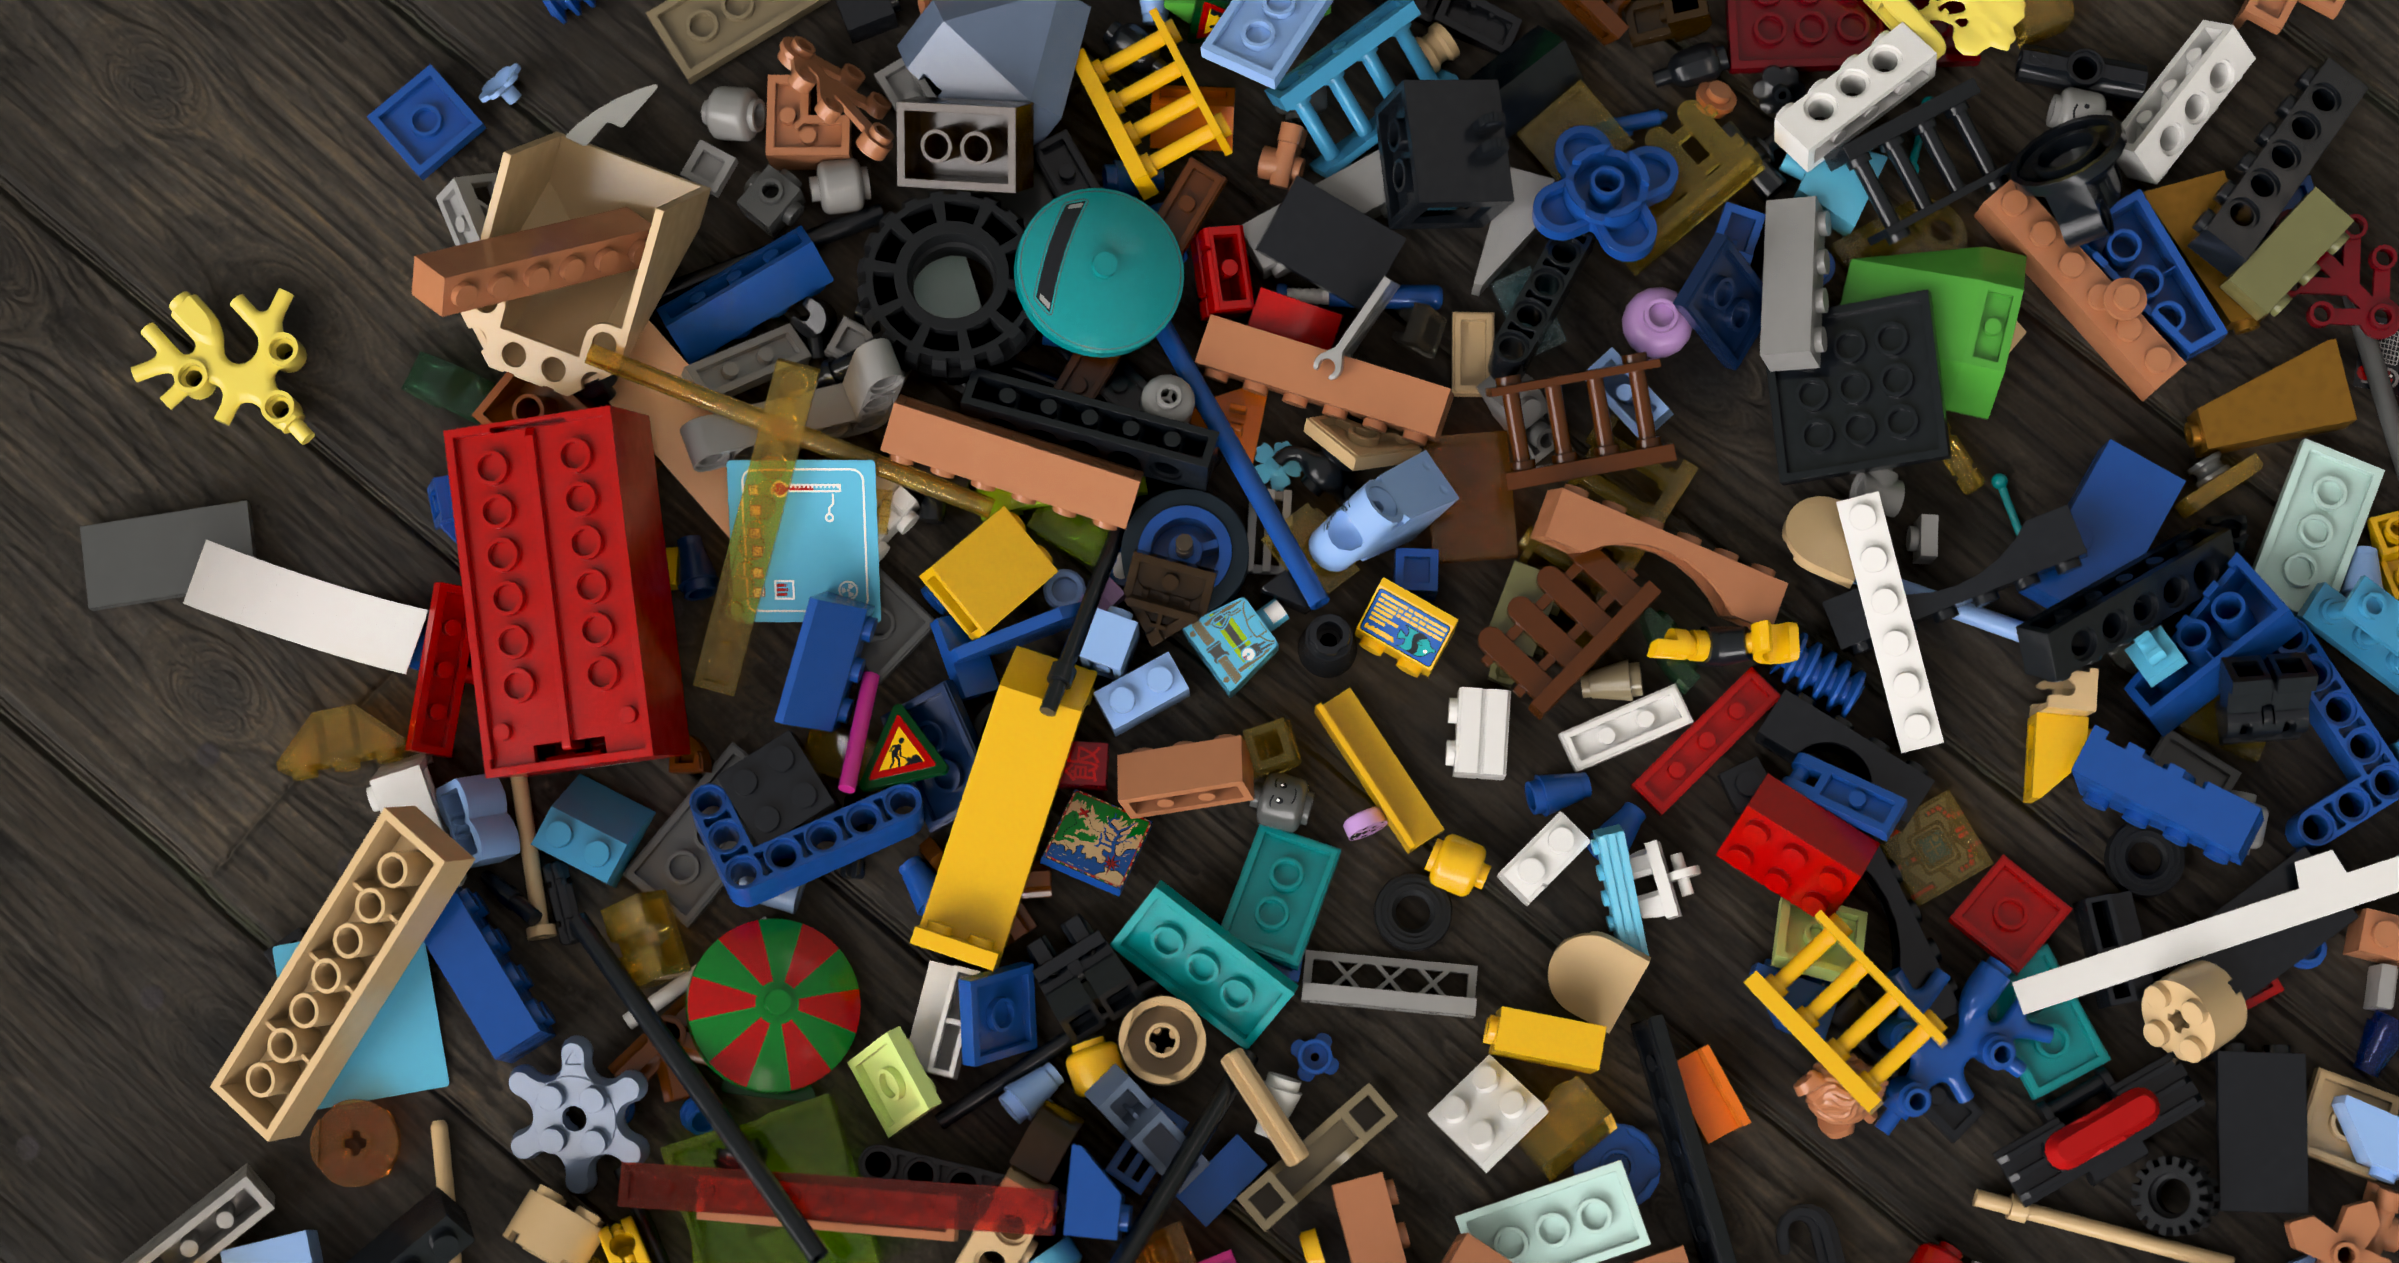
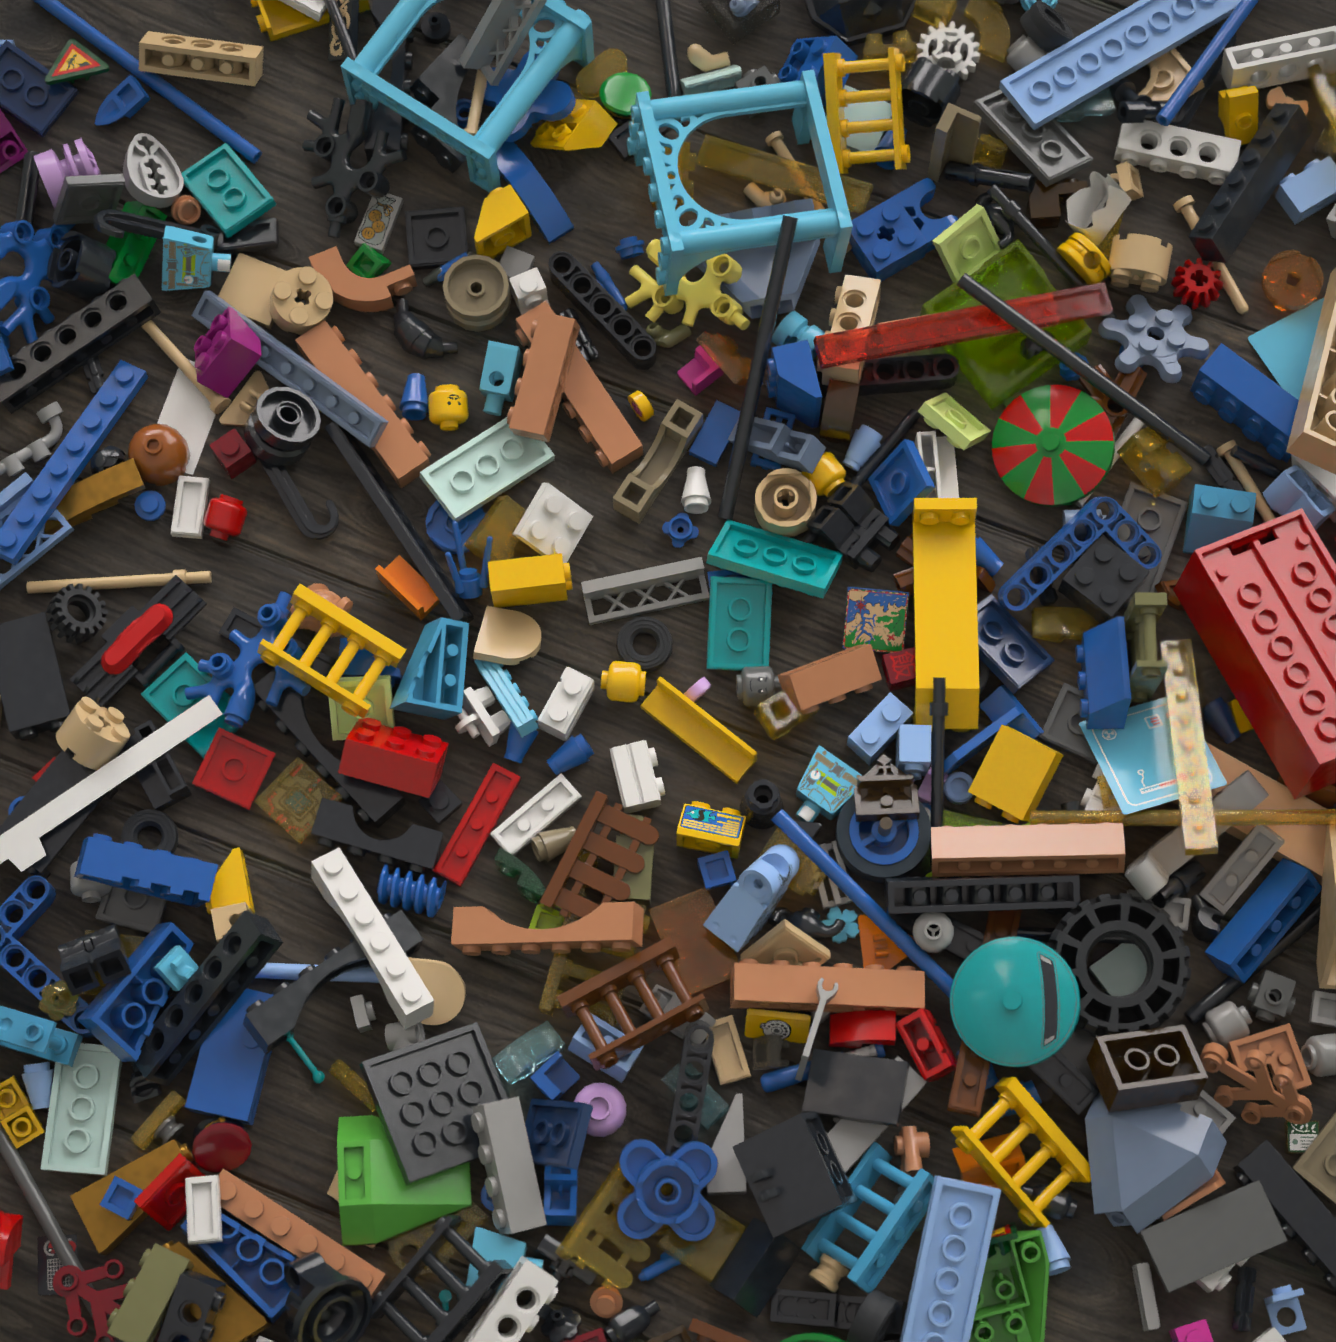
camera: 160 degrees right, 5 degrees down
(473, 1186) = (1207, 280): none -> red gear
(753, 699) = (1140, 631): none -> olive fence
(807, 26) = (1299, 1136): none -> tile
(858, 732) = (1064, 637): dark pink bar -> none
(902, 754) = (1029, 631): piece -> none
(1264, 1107) = (703, 480): tan axle -> none
(1397, 359) = (791, 1026): none -> yellow slope
(1624, 1071) = (468, 581): none -> blue plant
(1662, 579) = (544, 920): none -> lime tile
(1701, 383) = (555, 1077): none -> blue panel
(1708, 954) = (435, 672): none -> dark azure wedge
(1725, 424) = (528, 1051): none -> clear light blue slope
(1730, 644) = (480, 885): yellow piece -> none
(1847, 796) = (371, 799): blue plate -> none
(2124, 299) = (262, 1224): nougat plate -> none
(2149, 428) = (220, 1144): none -> dark red piece
(2194, 340) = (203, 1209): none -> white tile
(2223, 383) = (166, 1195): none -> red tile
(2293, 389) = (121, 1198): none -> blue plate
(2333, 666) = (63, 1006): none -> clear yellow plant

